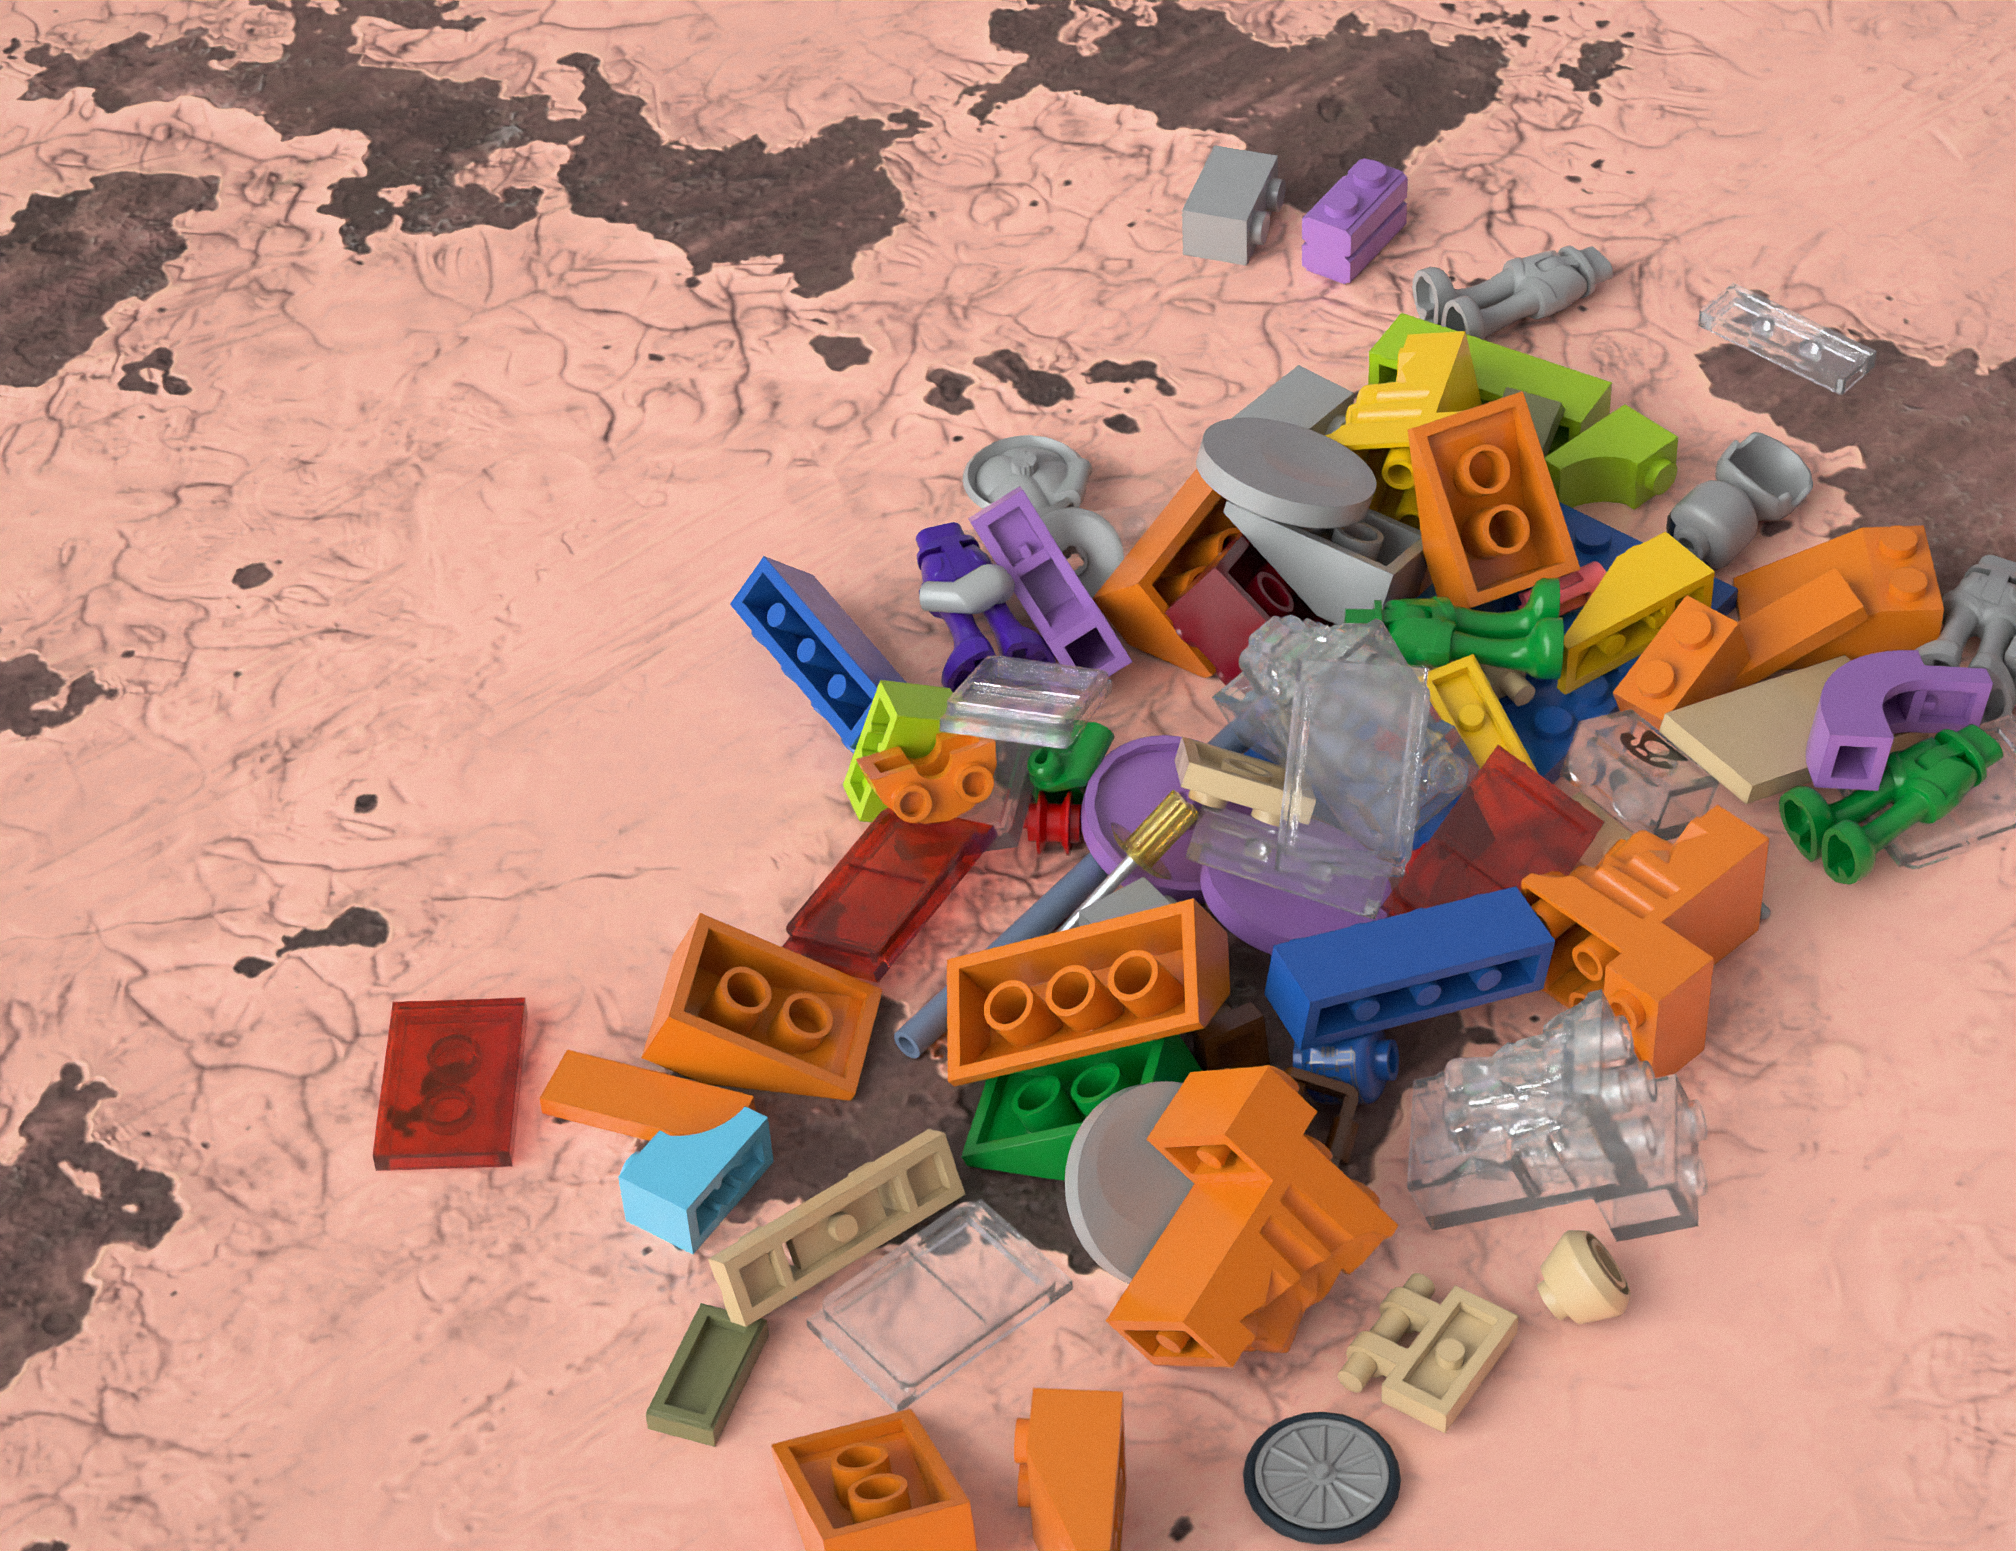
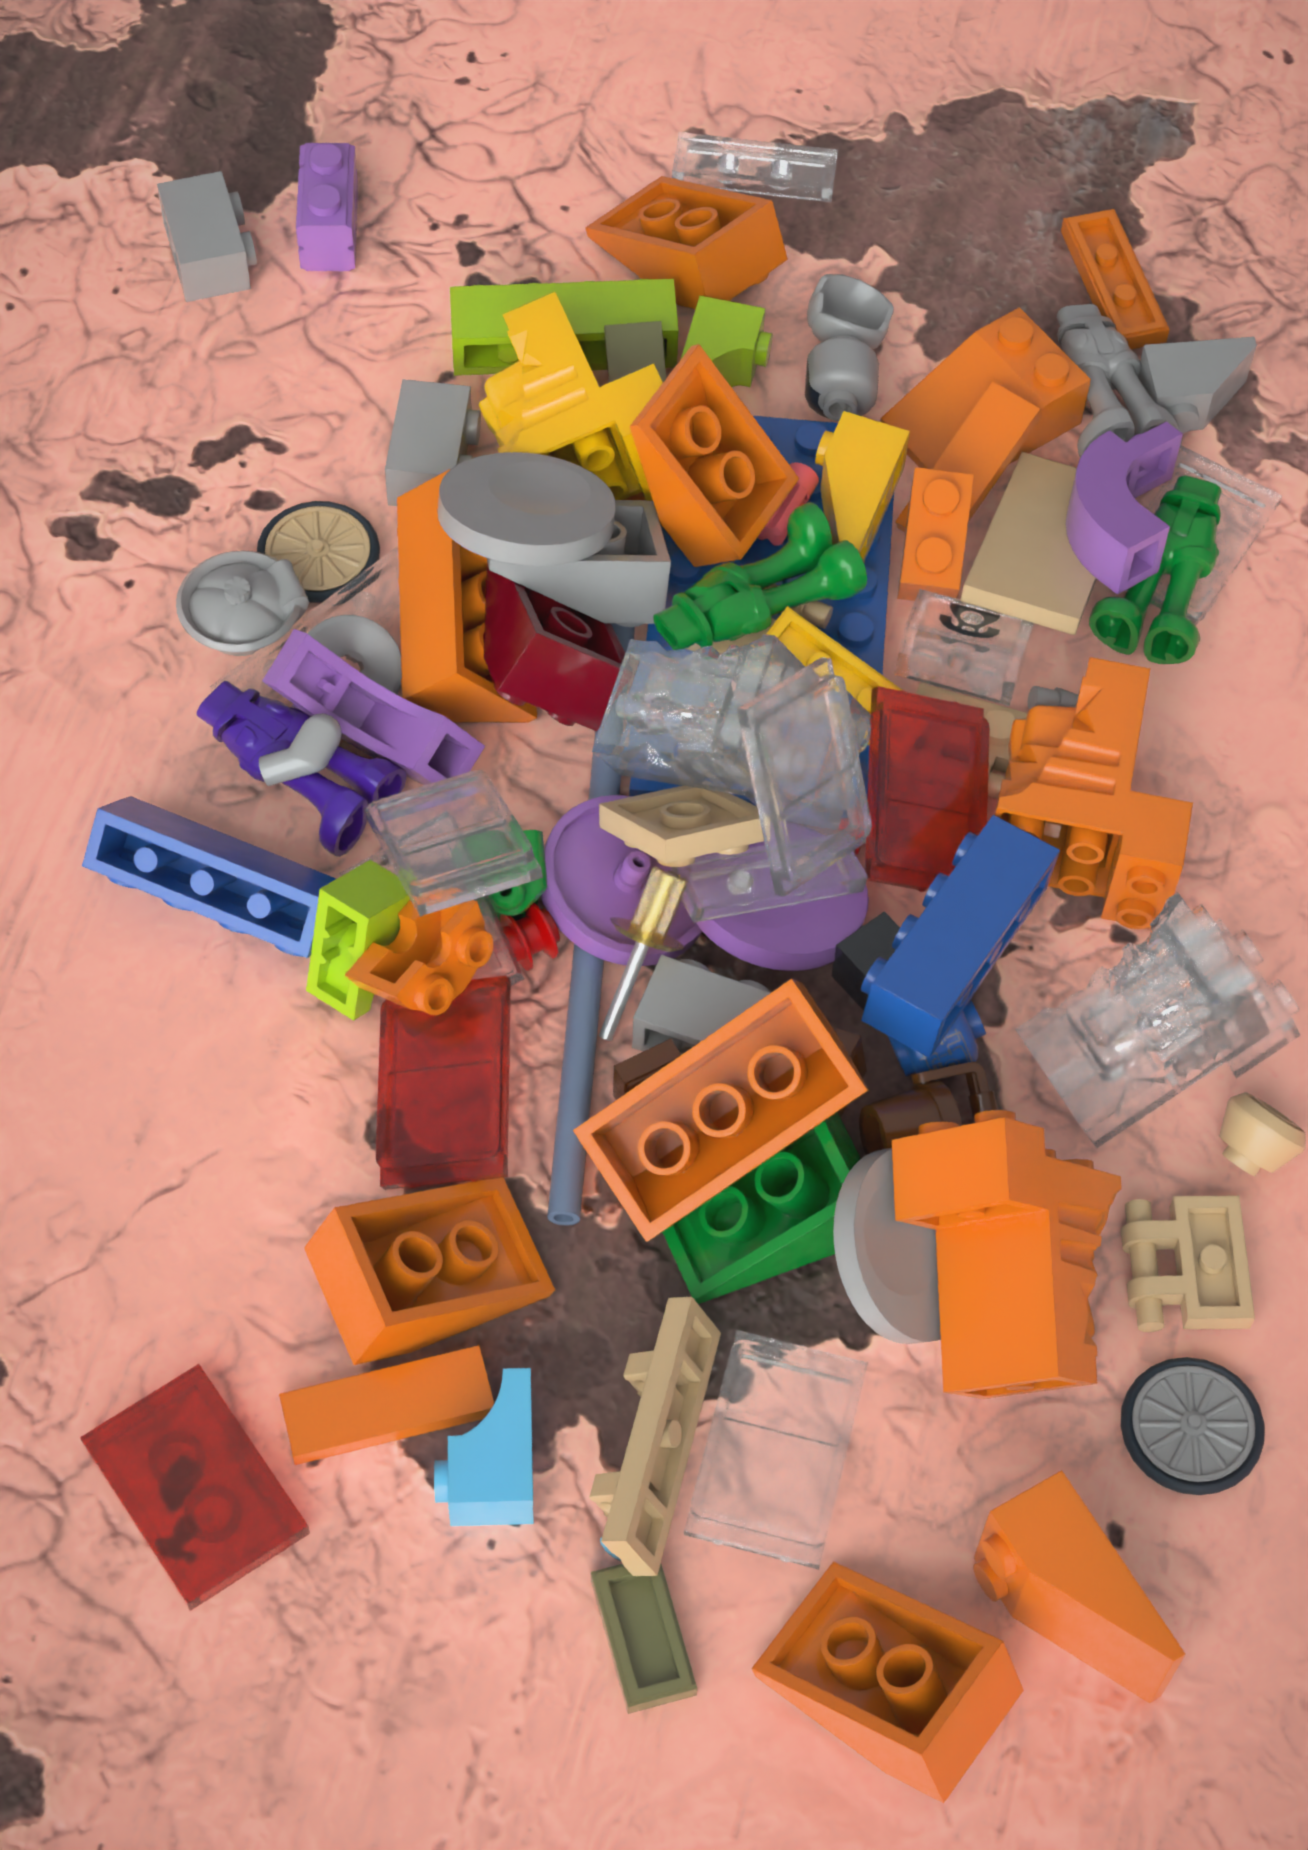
camera: 40 degrees left, 15 degrees up
(1134, 471) = (324, 544): none -> tan wheel
(1525, 288) = (522, 201): light grey piece -> none
(1671, 369) = (695, 234): none -> orange slope

